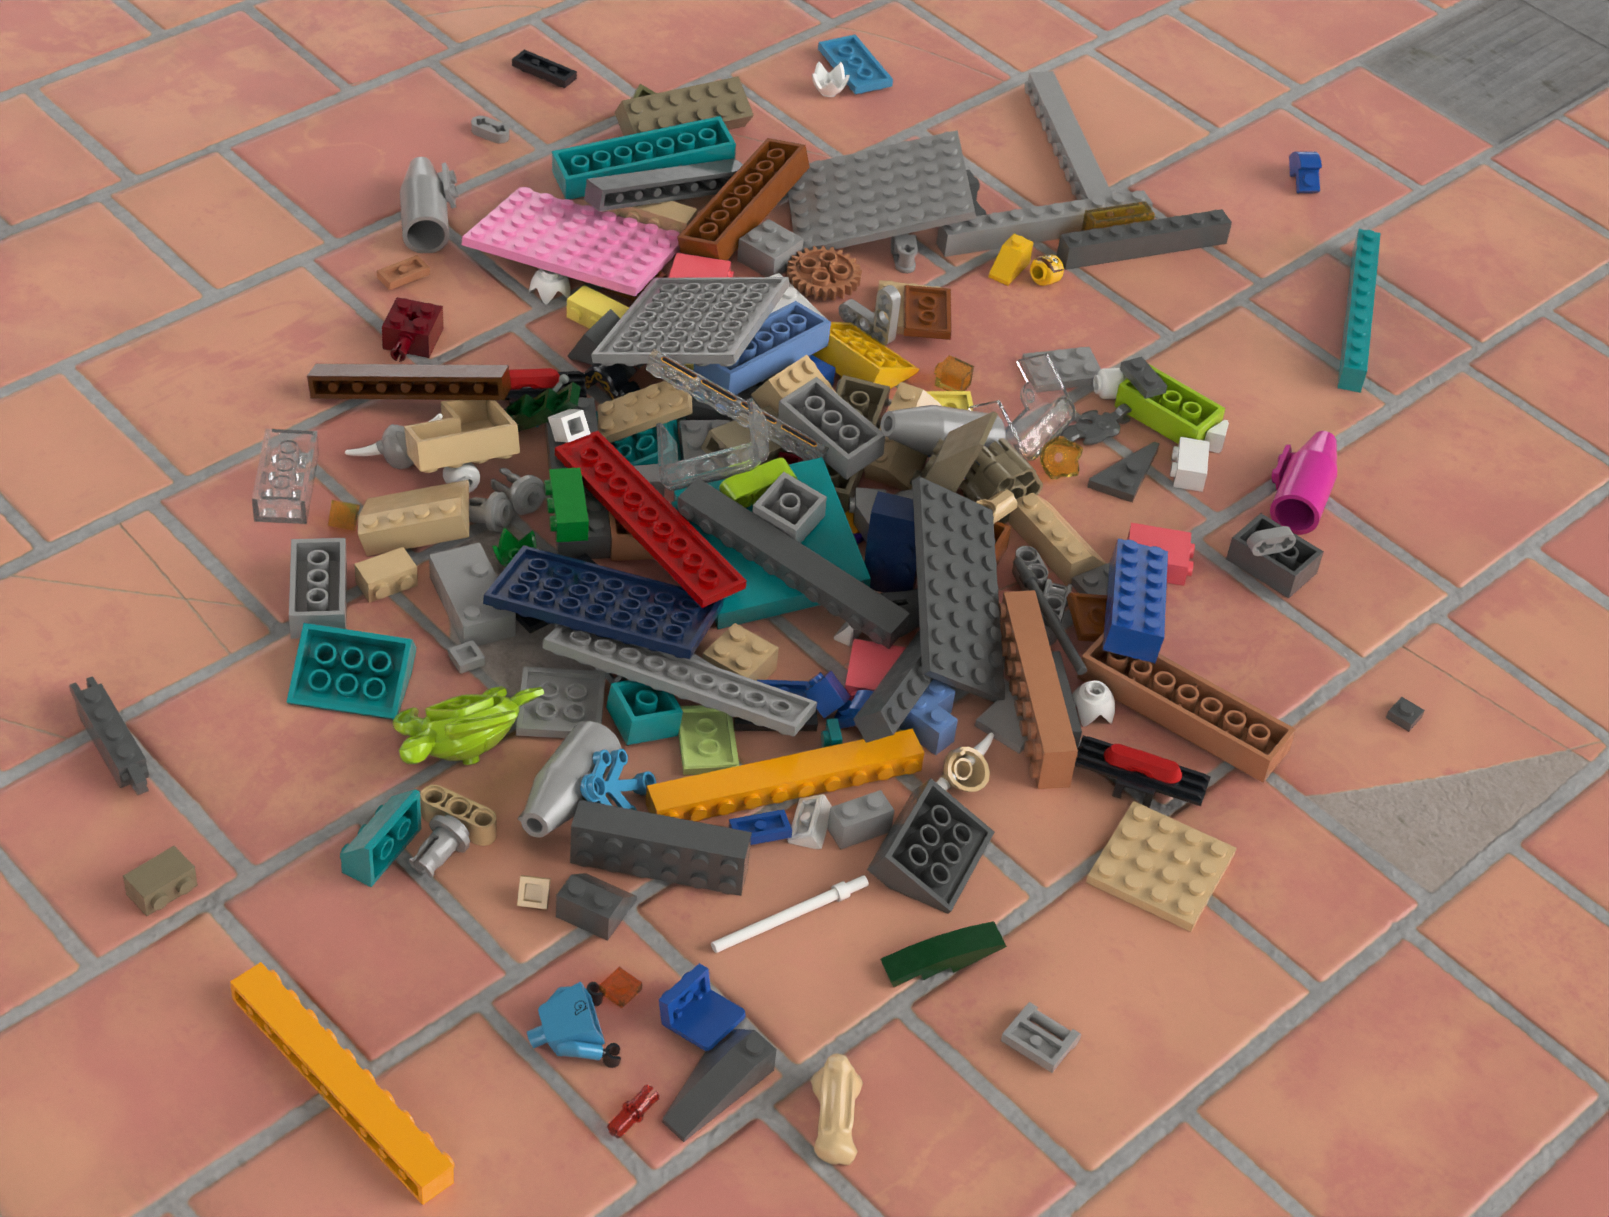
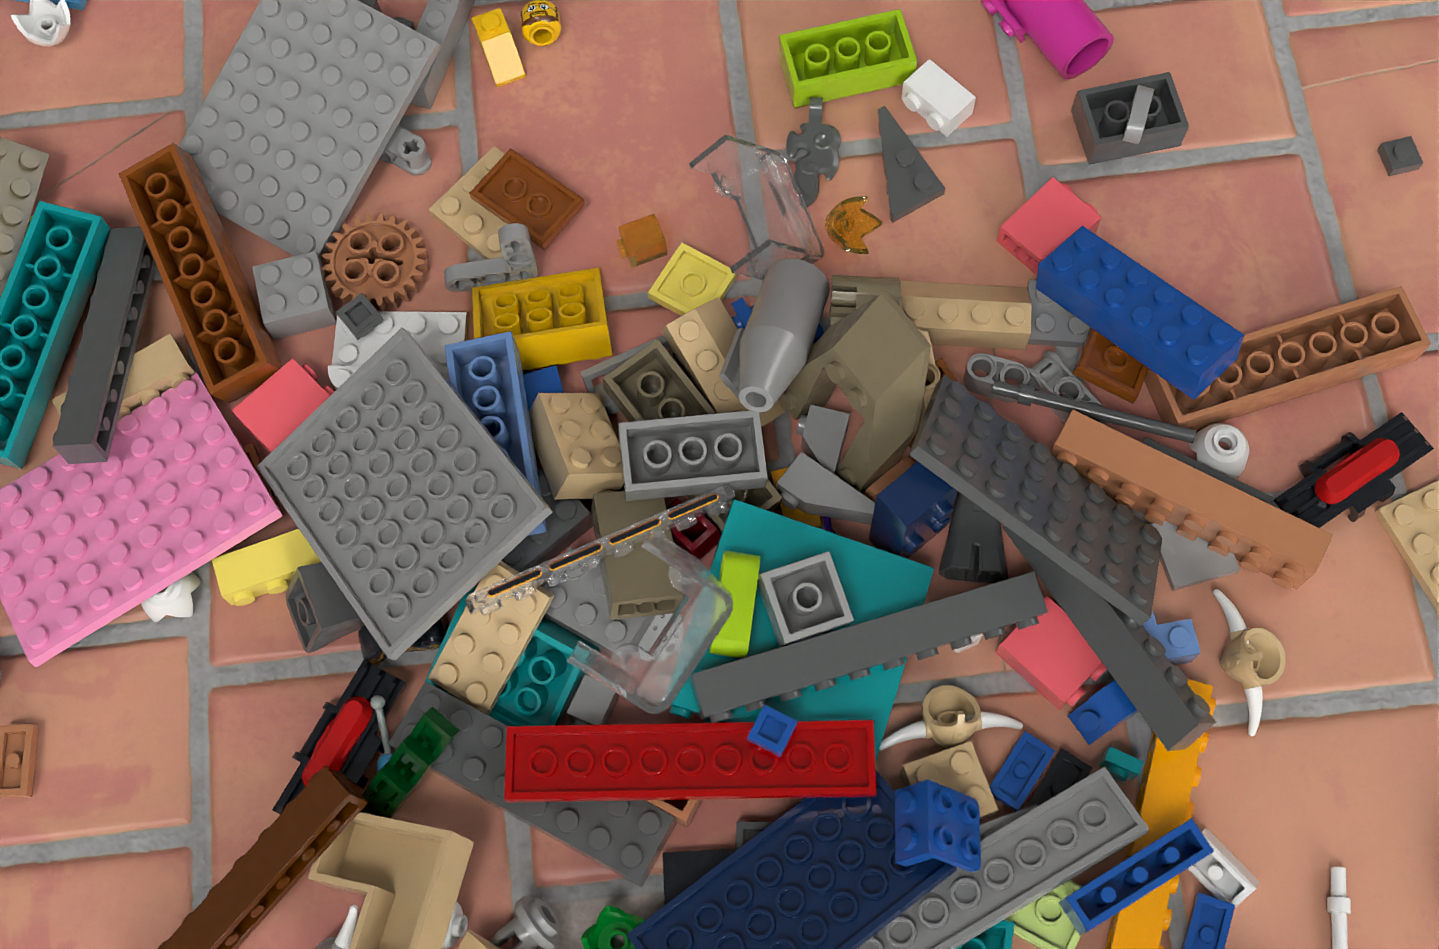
camera: 45 degrees left, 25 degrees up
(412, 328) = (152, 821): dark red brick -> none
(525, 493) = (526, 868): light grey piece -> none
(567, 505) = (609, 847): green brick -> none
(569, 425) = (480, 758): white brick -> none
(697, 533) = (772, 730): none -> blue plate
(709, 635) = (937, 825): none -> blue bracket
(761, 748) = (1136, 877): none -> blue brick
(781, 270) = (359, 316): none -> dark grey plate
(788, 637) = (949, 719): none -> tan helmet
(827, 693) = (1065, 731): blue brick -> none
(860, 819) = (1259, 817): light grey brick -> none
(931, 848) = (1335, 769): dark grey slope -> none
(1073, 365) = (700, 114): light grey plate -> none
(1107, 382) = (766, 88): white head -> none
(1143, 377) = (804, 56): dark grey plate -> none
(1216, 436) = (918, 38): white slope -> none

